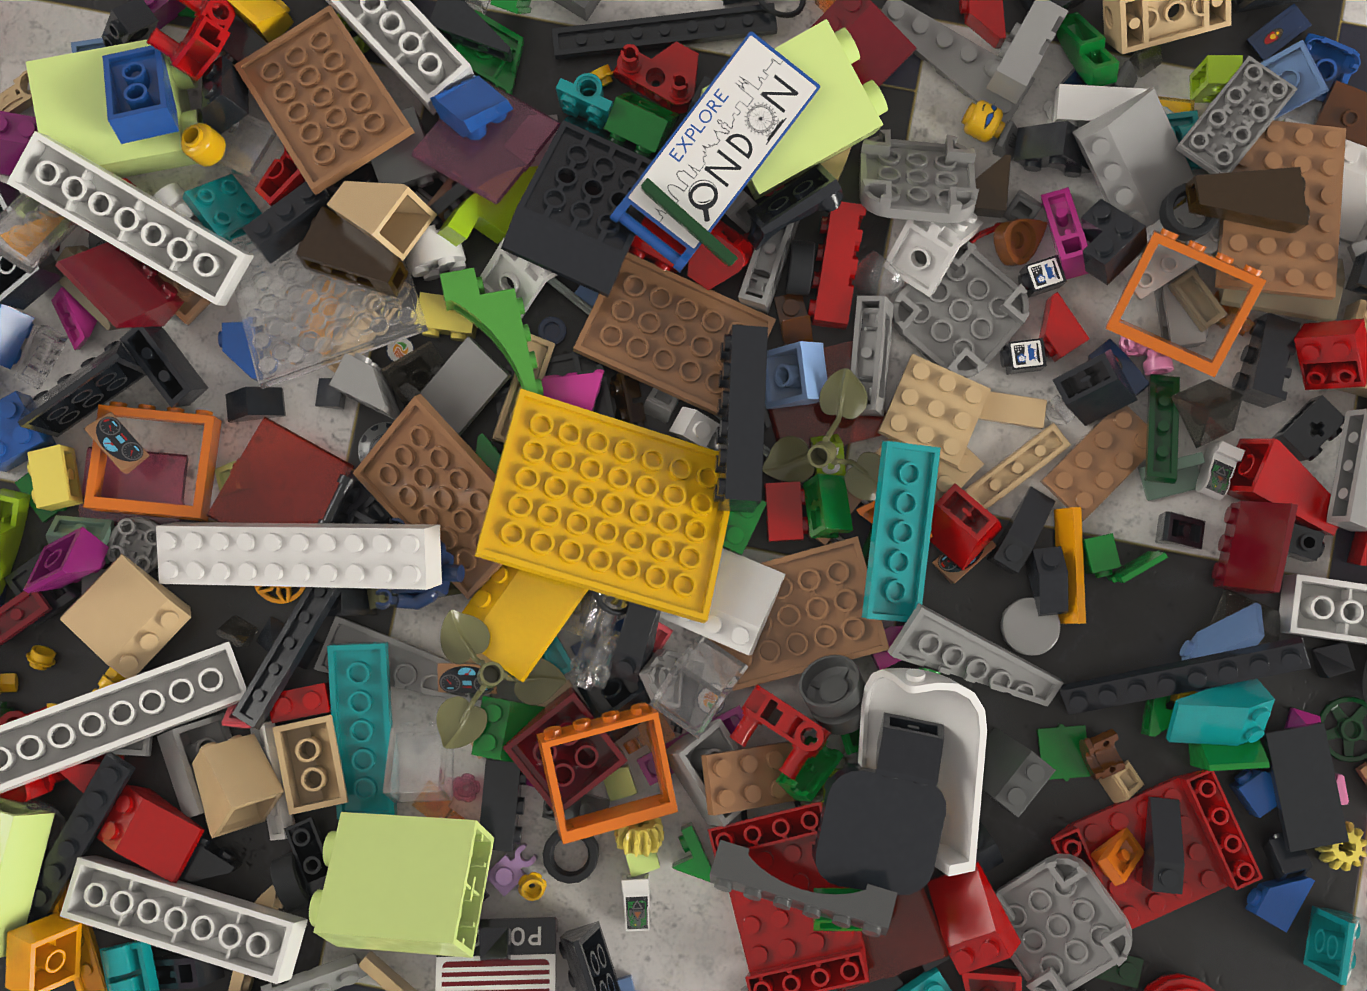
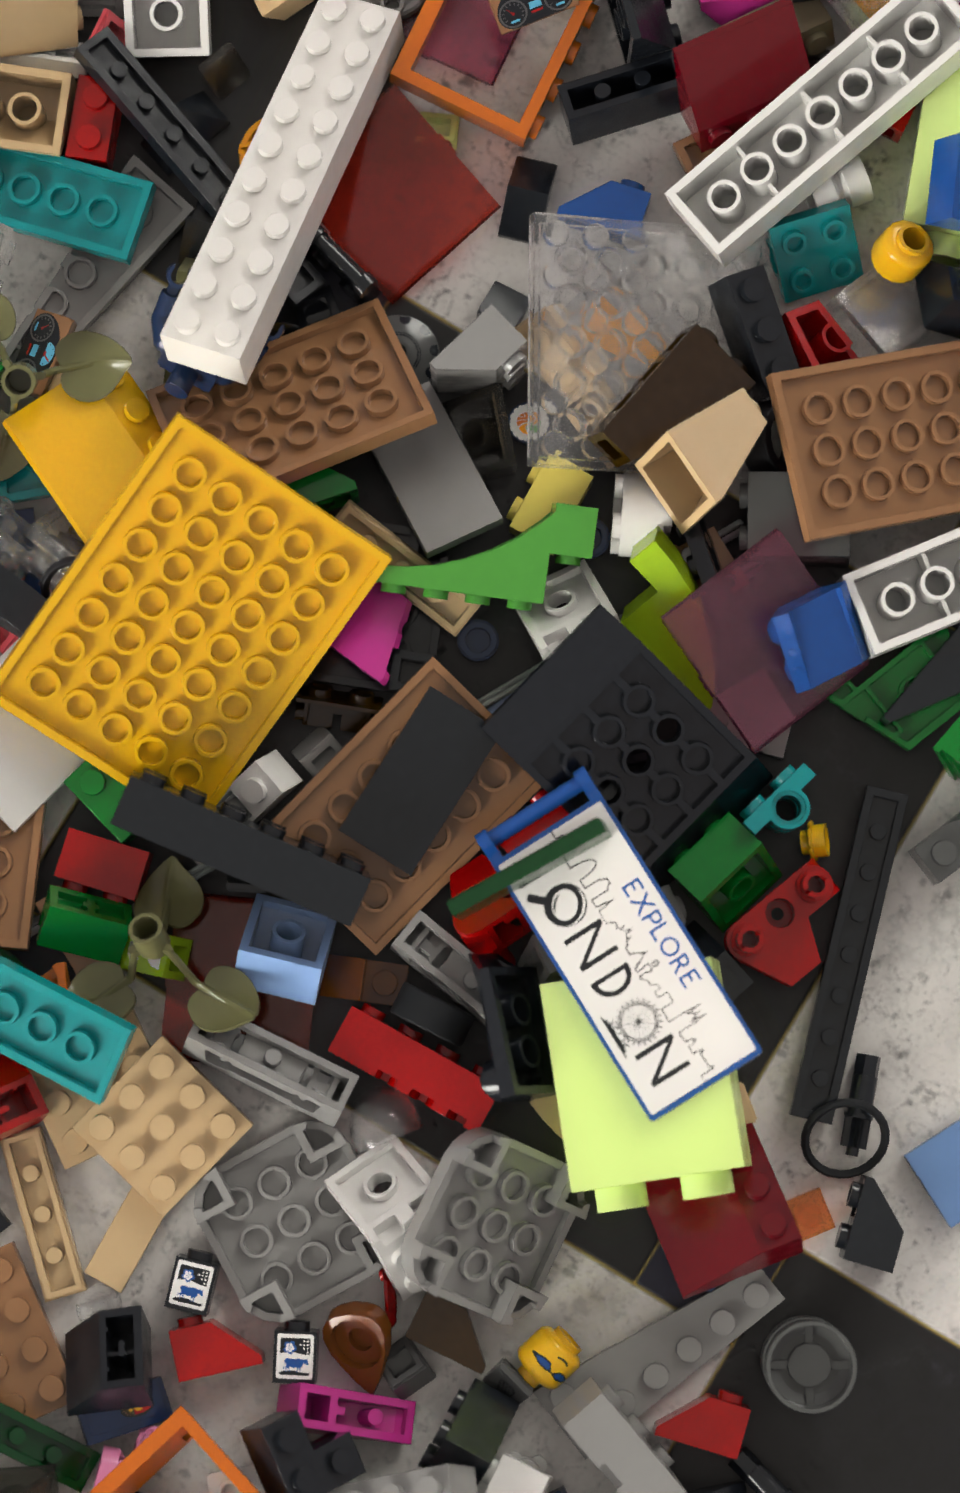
camera: 110 degrees right, 0 degrees up
(656, 326) = (419, 781): none -> black tile

